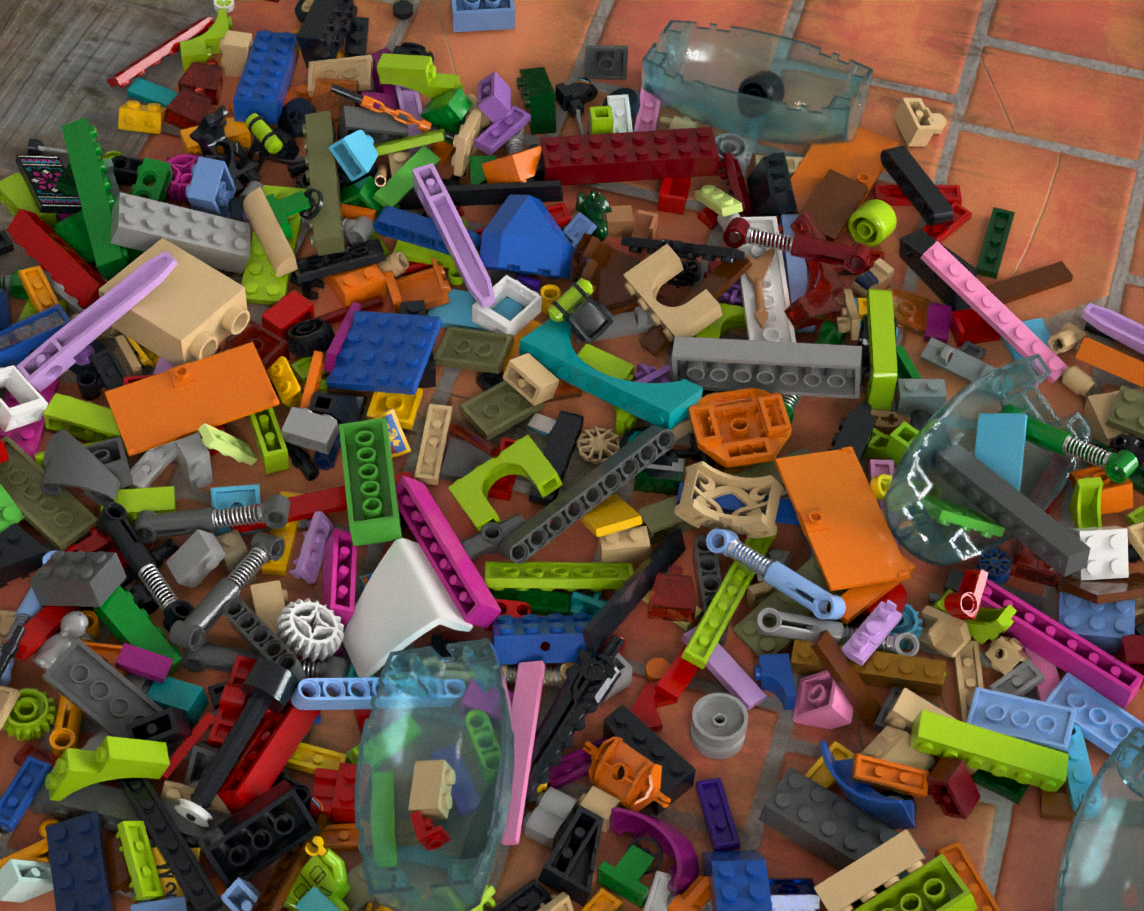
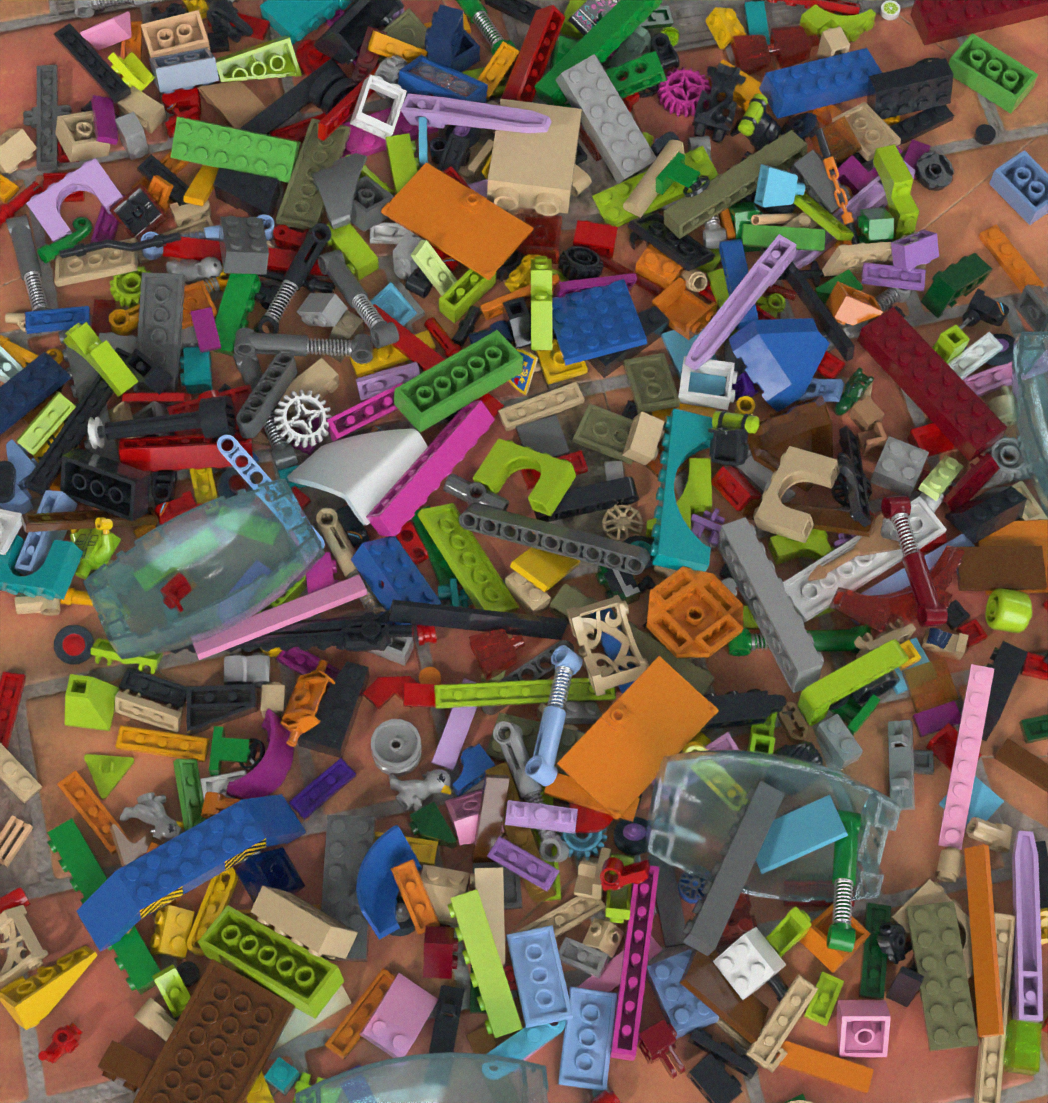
camera: 60 degrees right, 15 degrees up
(75, 385) = (423, 141): none -> medium azure tile
(210, 187) = (665, 113): medium blue brick -> none
(223, 469) = (419, 284): none -> black piece
(280, 484) = (442, 338): none -> red pin
(310, 430) = (482, 313): light grey brick -> none
(337, 729) = (231, 482): none -> black wheel
(341, 374) = (541, 303): none -> lime arch
(432, 789) = (210, 576): tan brick -> none
(474, 440) = (555, 431): clear red piece -> none
(539, 57) = (1009, 258): none -> orange plate
(626, 345) = (734, 487): none -> red panel
(687, 222) = (899, 467): none -> light grey brick
(772, 736) = (416, 791): none -> light grey animal
(809, 733) = (432, 826): none -> dark green slope
(910, 669) = (523, 863): none -> medium lavender tile
(923, 586) = (631, 836): none -> black wheel
(962, 516) = (702, 824): bright green plate -> none
(999, 859) = (399, 1017): none -> bright pink slope
(1024, 828) = (446, 1027): none -> black hinge

